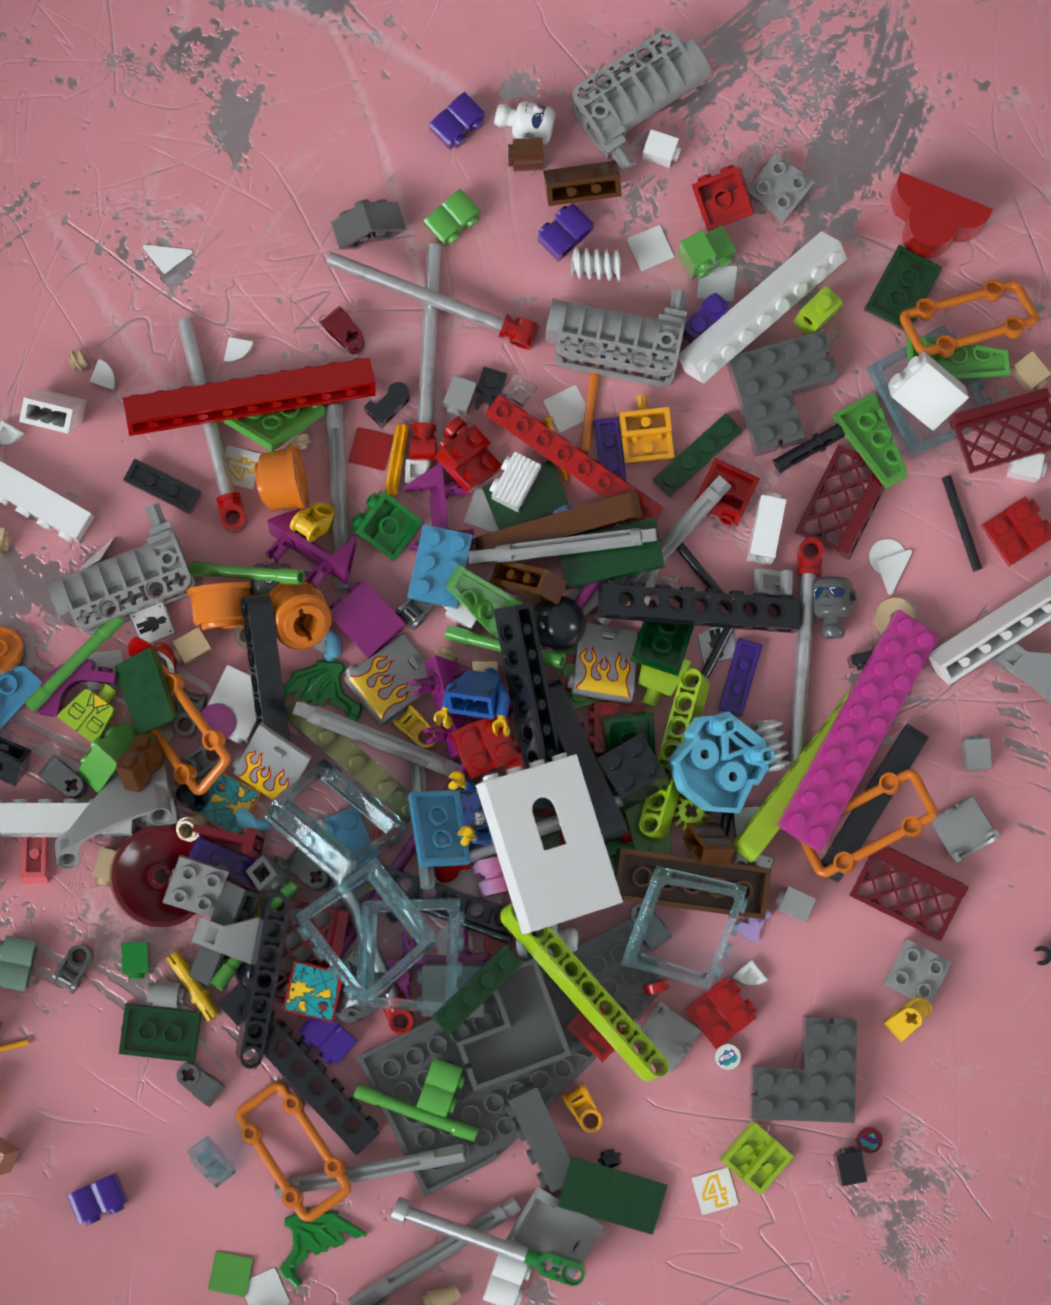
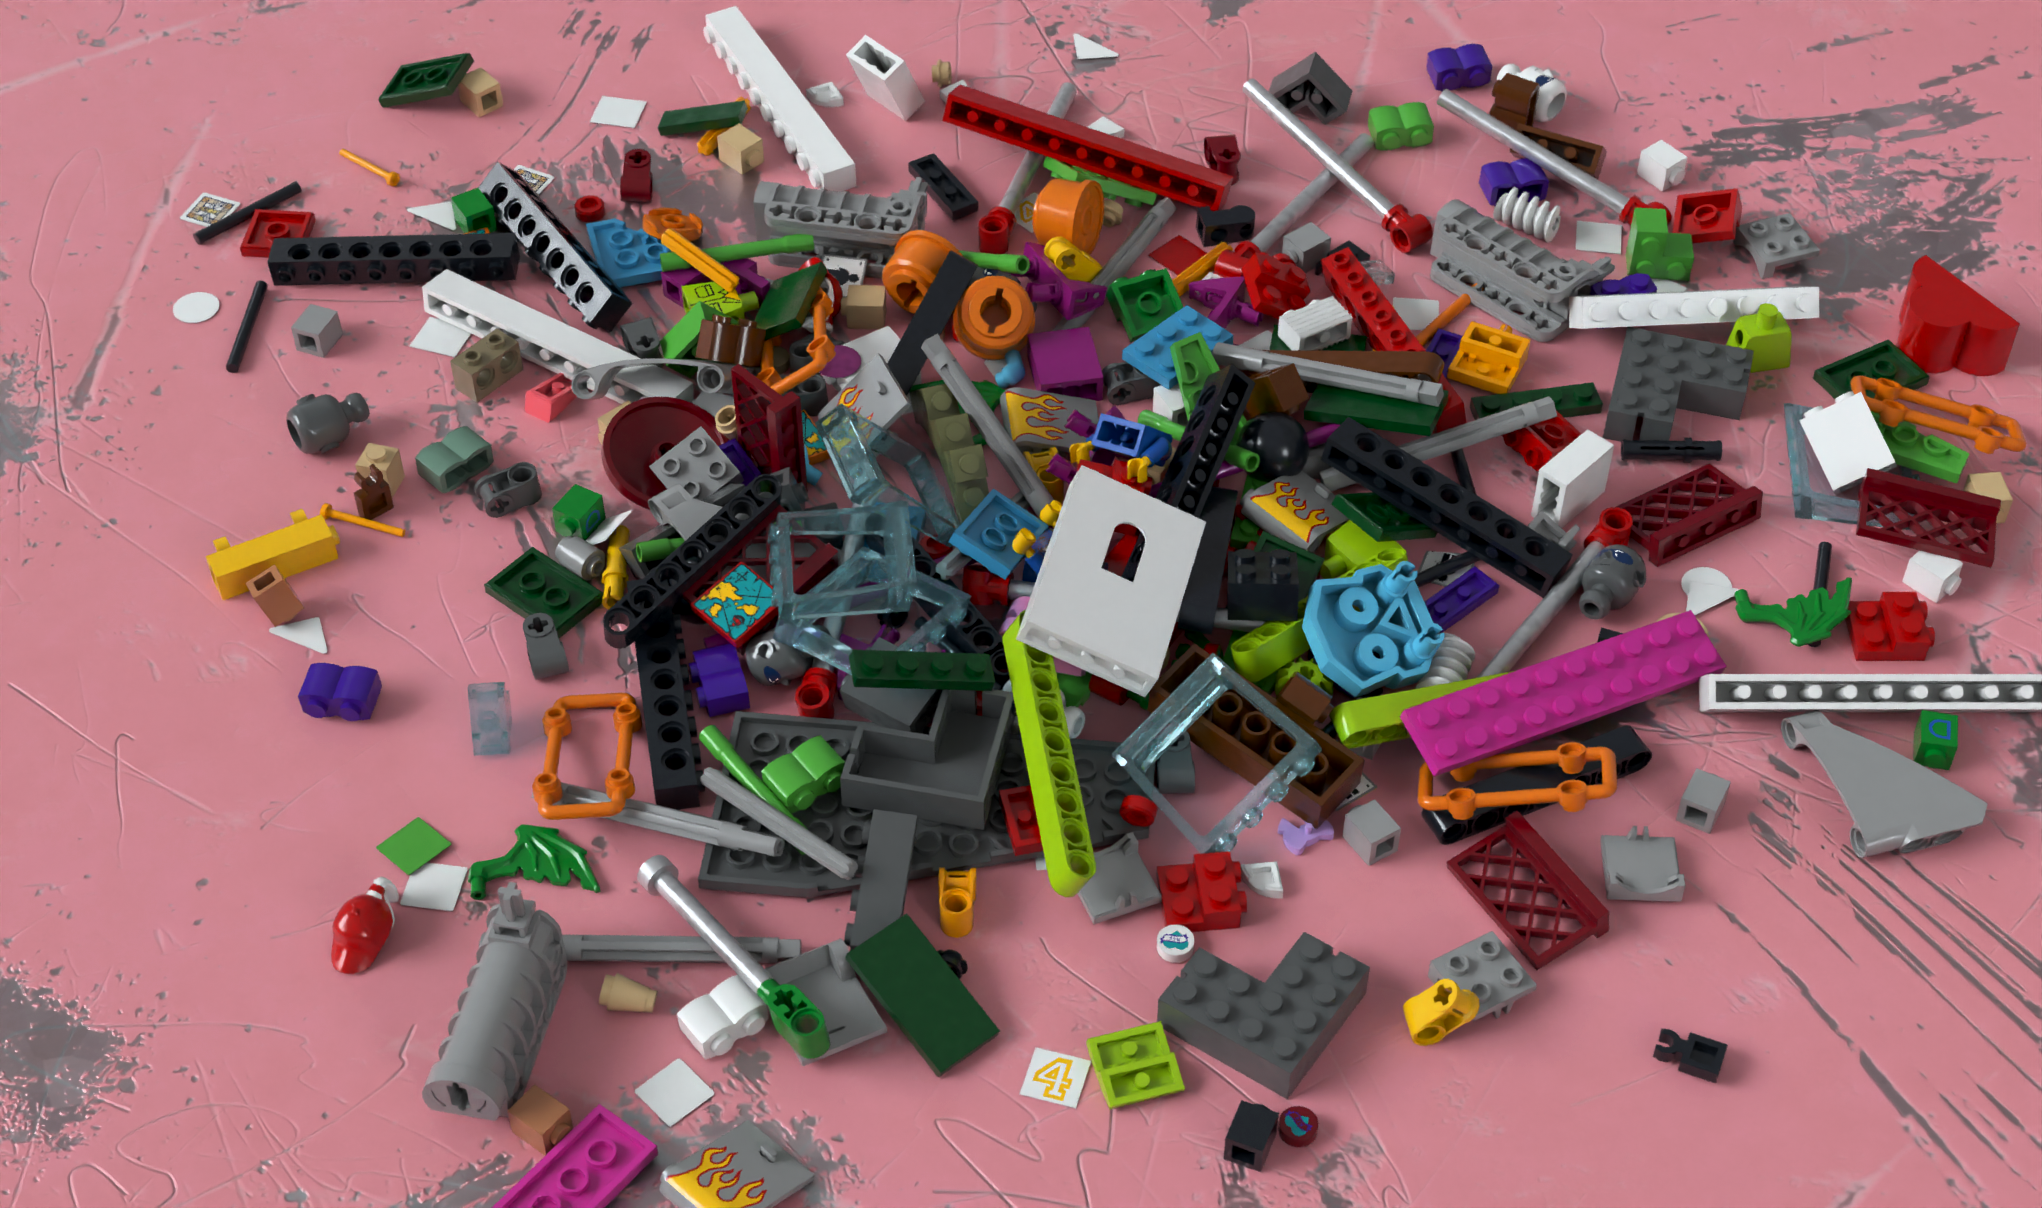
camera: 35 degrees right, 35 degrees down
(31, 1160) = (304, 632): none -> white sticker
(60, 694) = (700, 260): none -> light orange axle
(164, 961) = (606, 528): none -> white sticker
(451, 1136) = (779, 823): none -> light grey axle
(636, 91) = (1669, 104): light grey piece -> none
(679, 217) = (1546, 158): none -> flat silver piece
(870, 436) = (1753, 462): bright green wing -> none
(967, 553) = (1804, 618): none -> green animal

